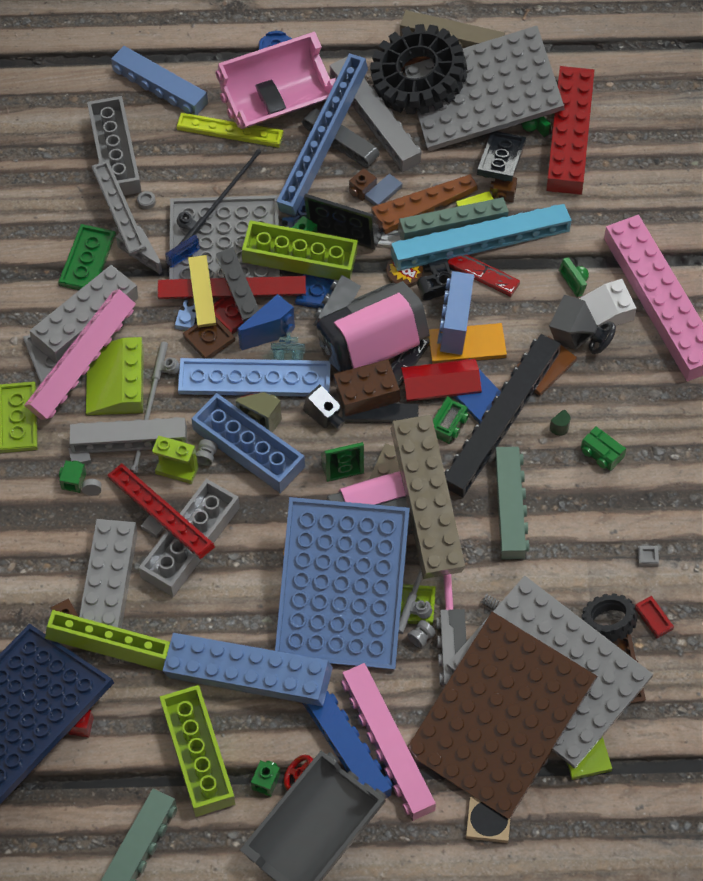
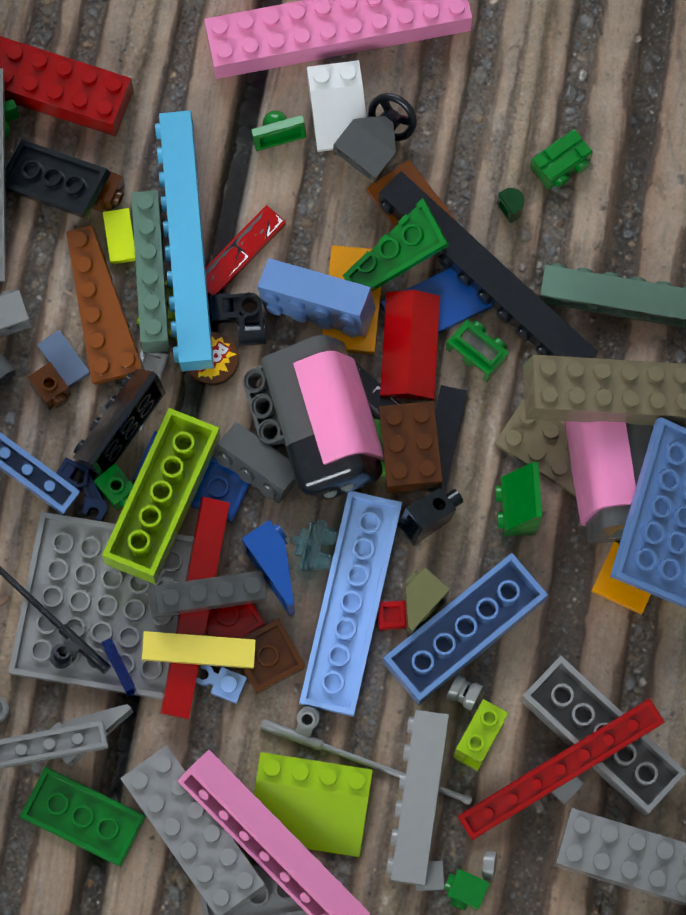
camera: 80 degrees left, 15 degrees up
(501, 353) = (406, 246): none -> green wing

